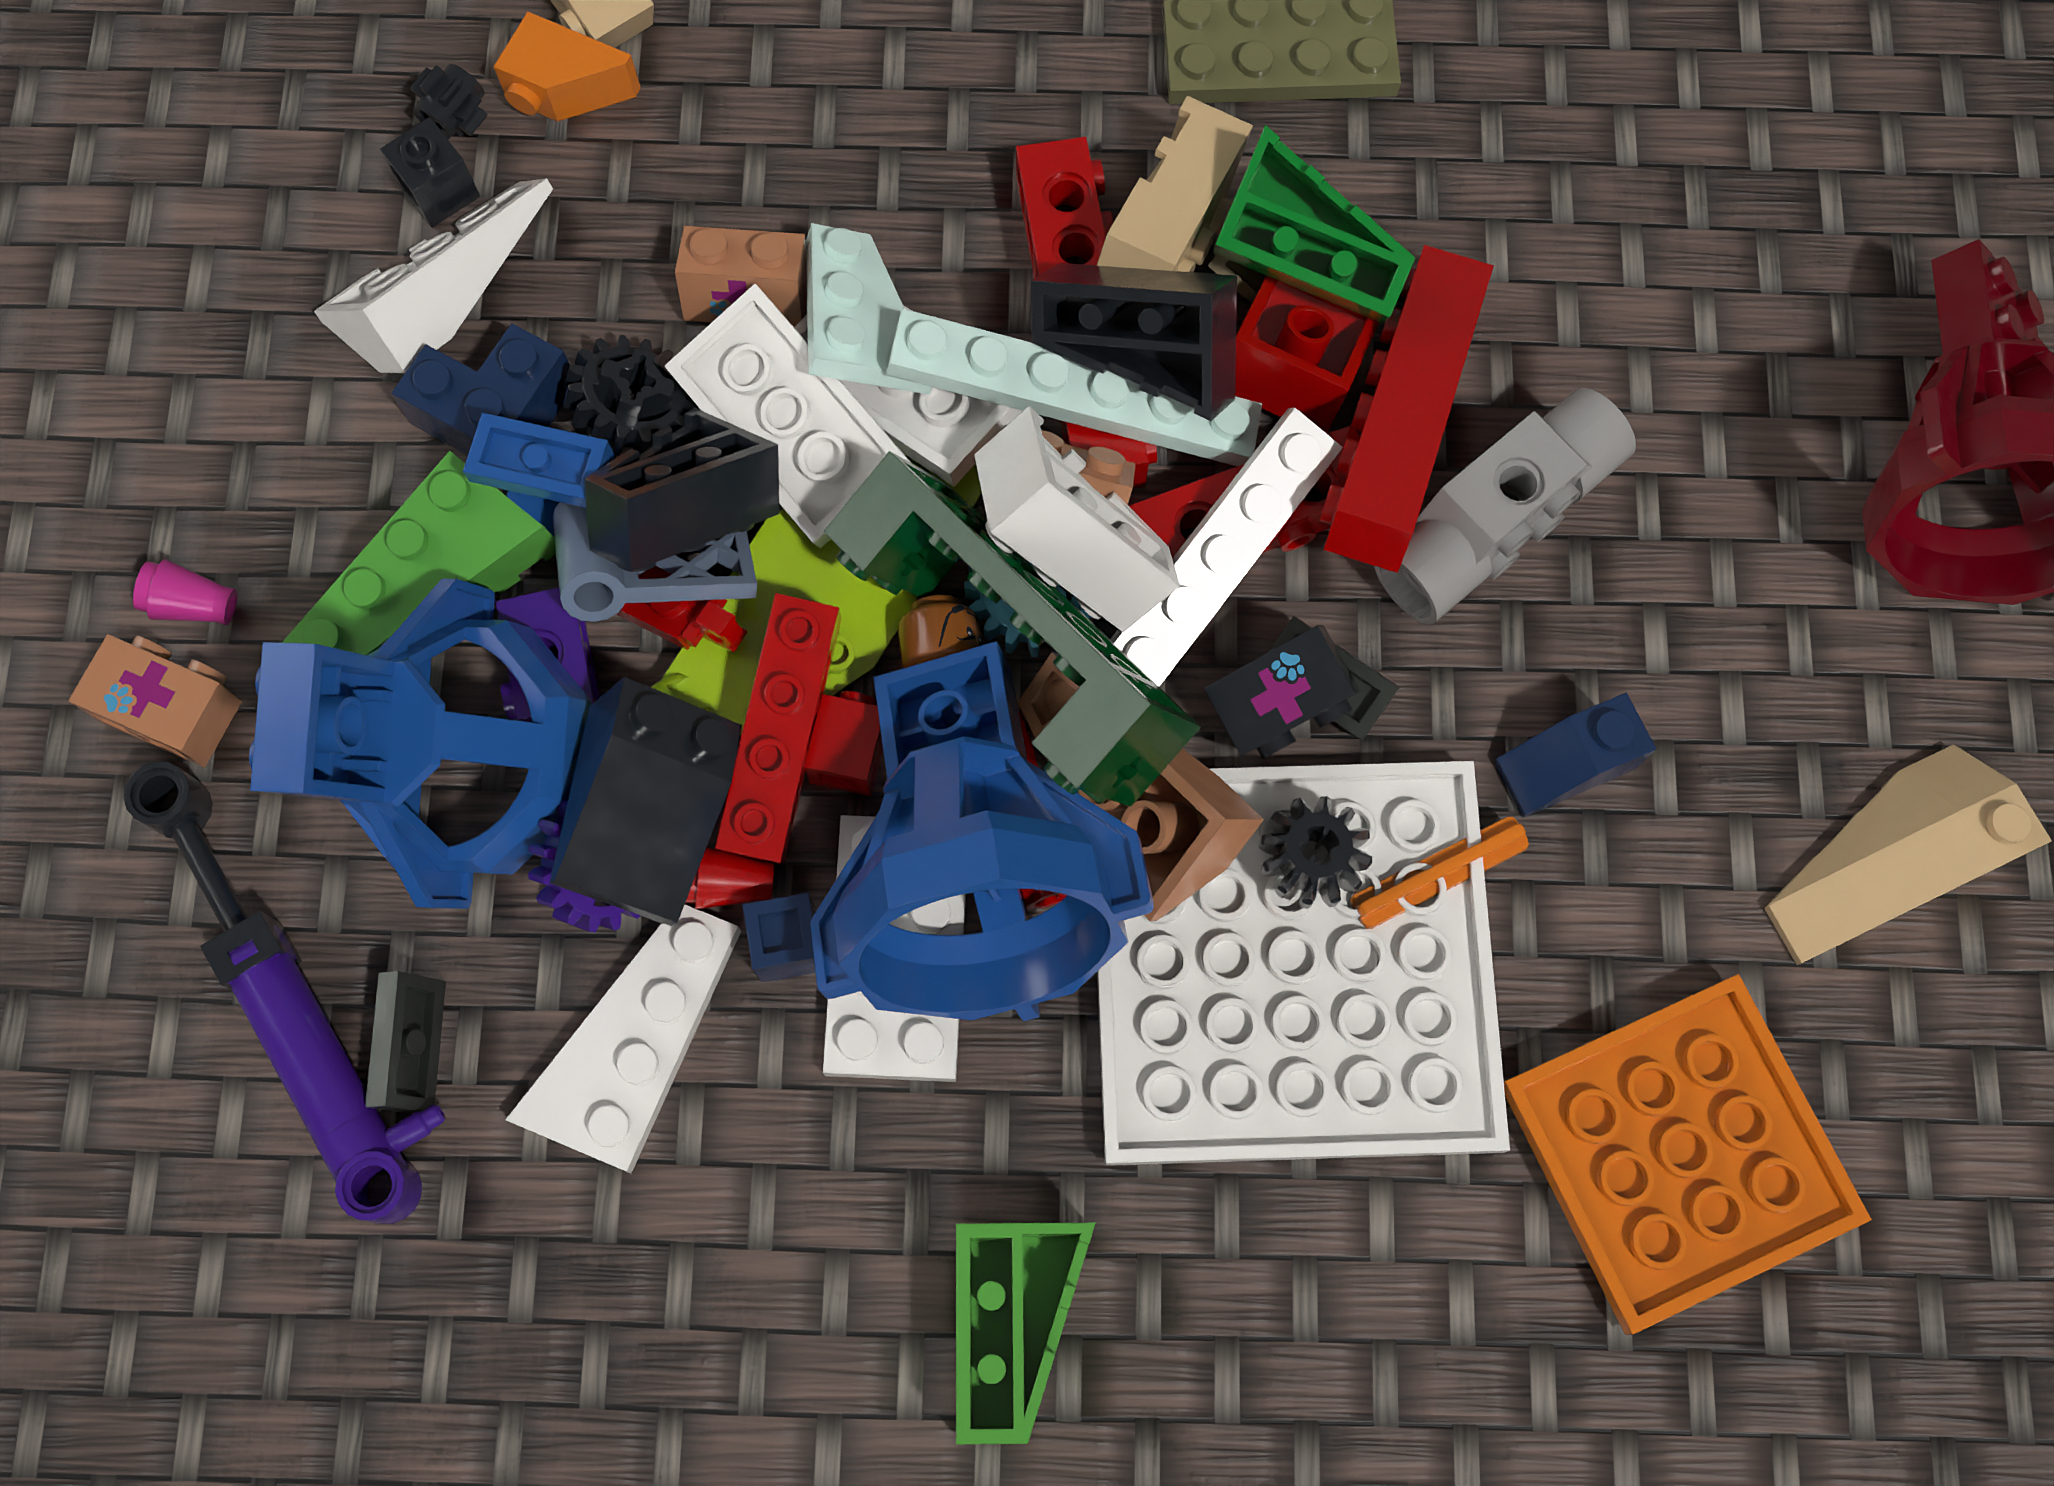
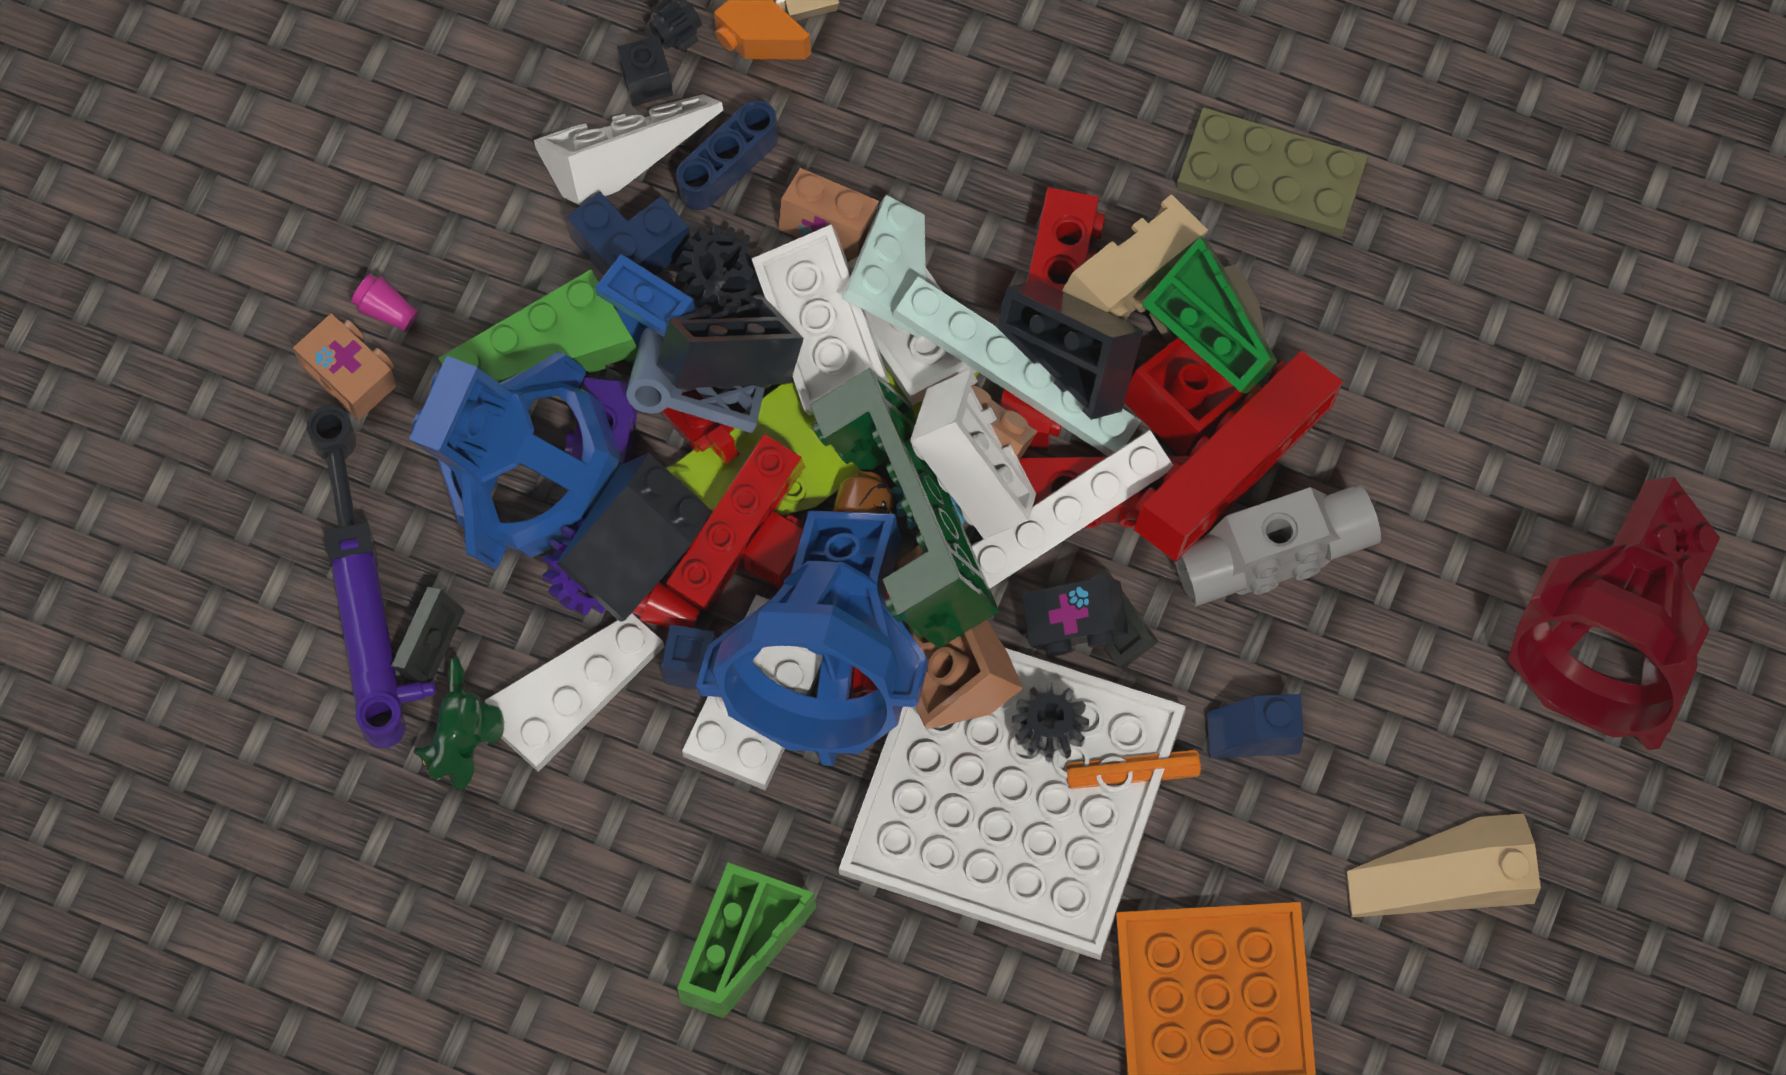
camera: 25 degrees right, 5 degrees down
(497, 1156) = (461, 726): none -> dark green animal
(579, 220) = (724, 173): none -> dark blue beam

